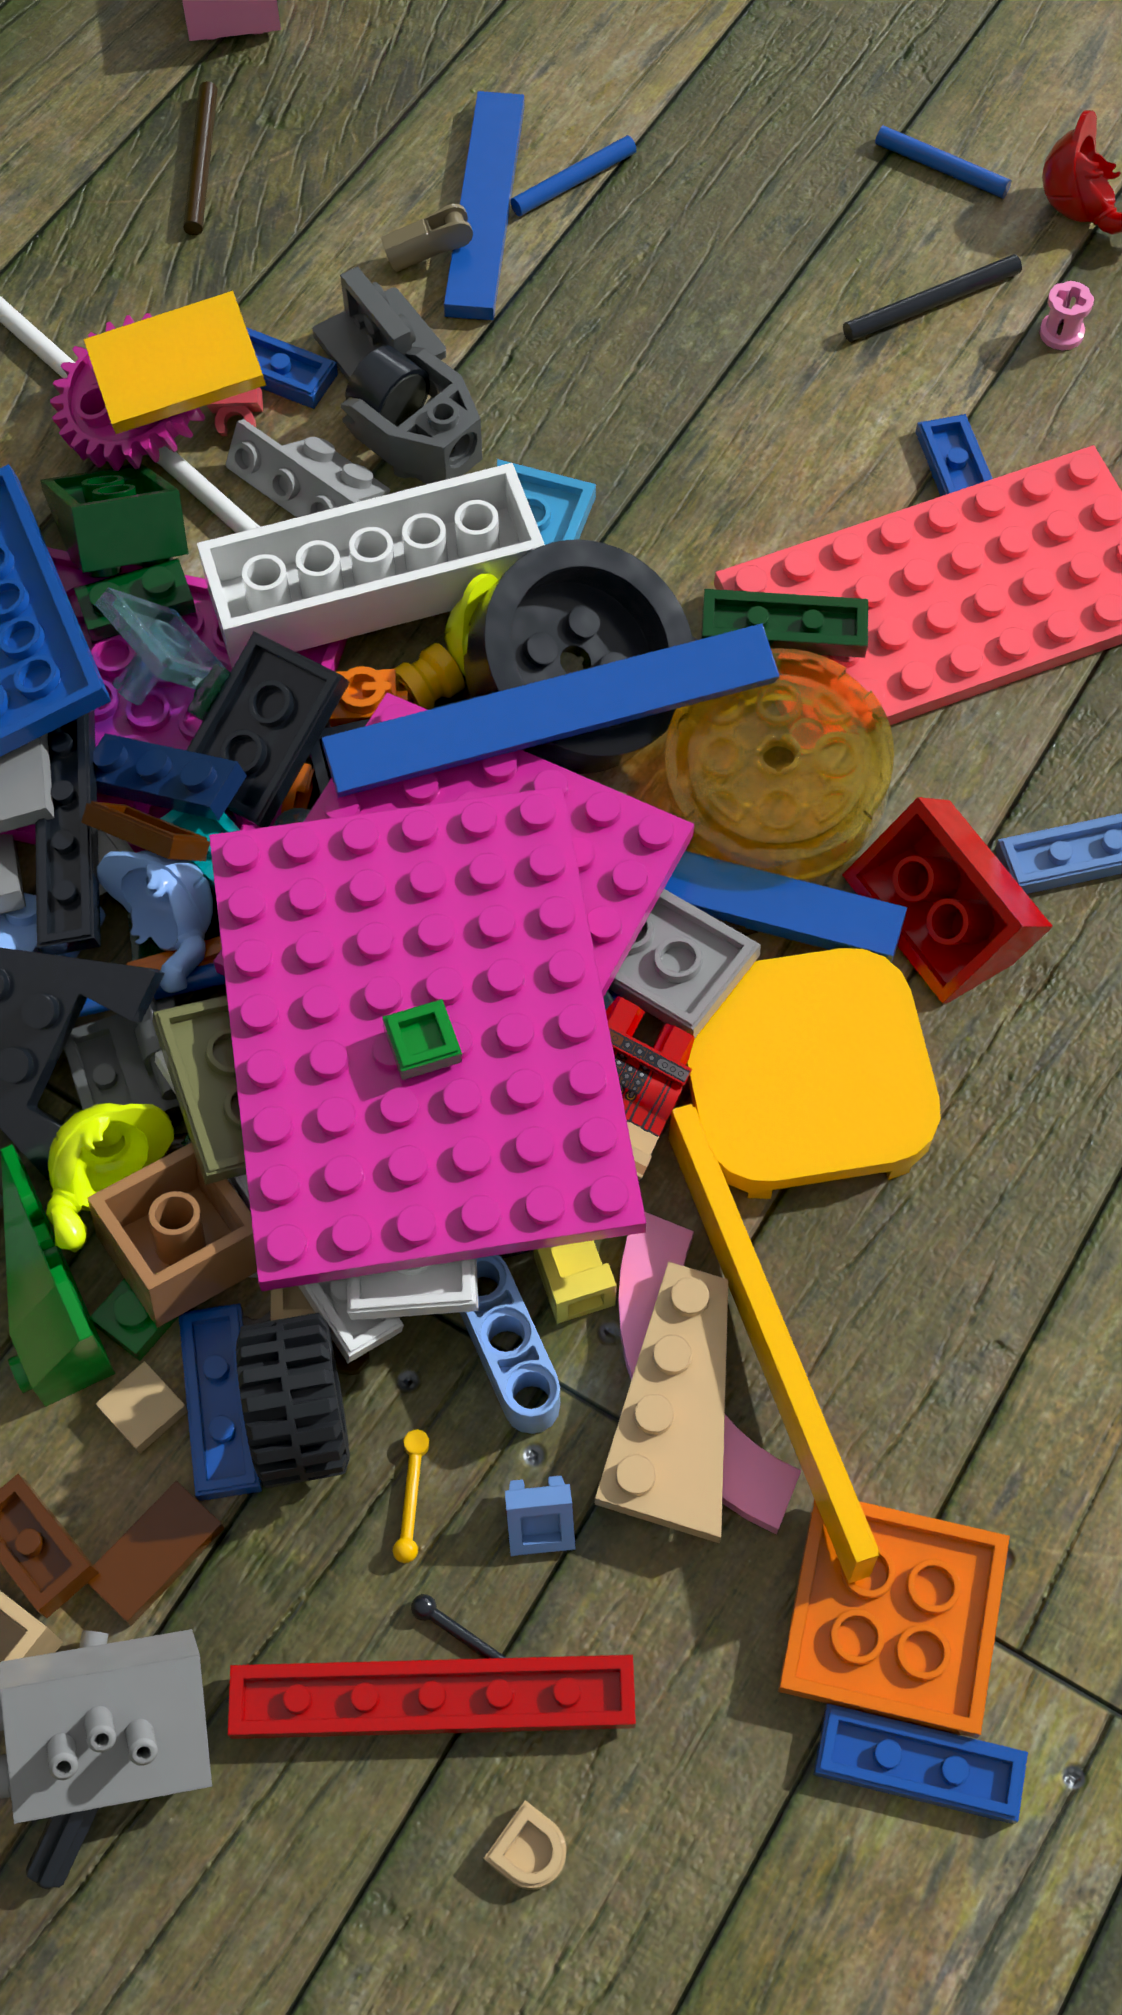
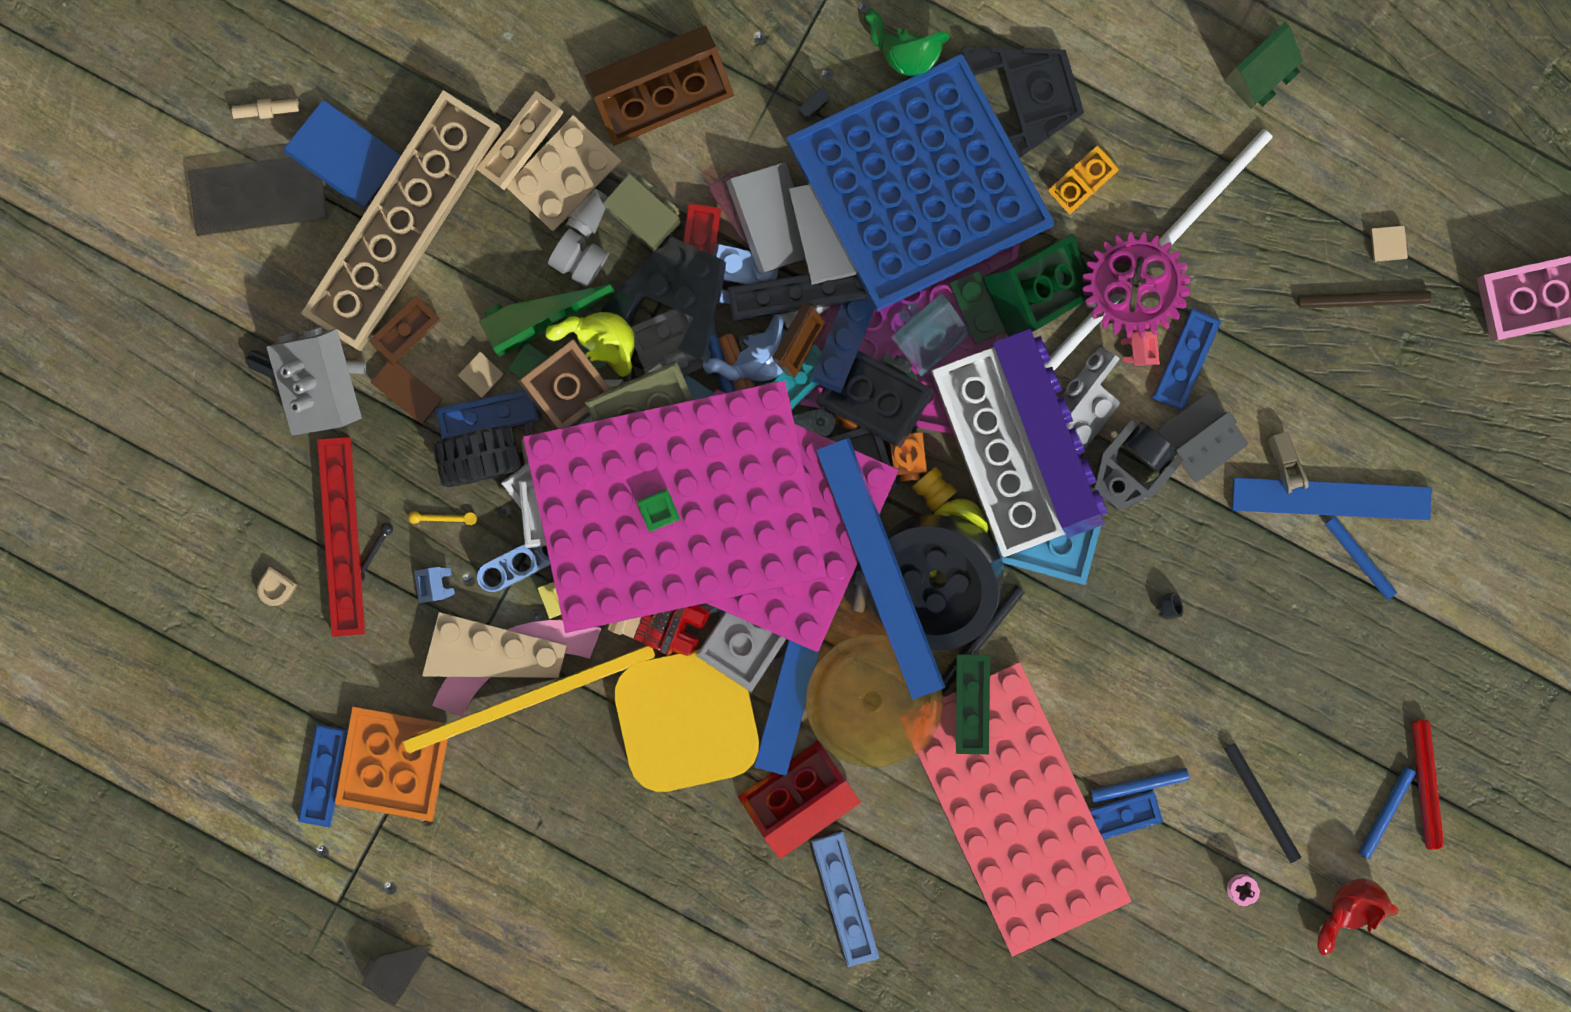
camera: 85 degrees right, 25 degrees up
(125, 127) = (1388, 243): none -> tan tile
(174, 362) = (1139, 314): yellow tile -> none
(362, 456) = (1049, 434): none -> dark purple brick
(634, 390) = (1170, 606): none -> black hinge
(901, 115) = (1427, 784): none -> red axle
(908, 439) = (1139, 785): none -> blue bar

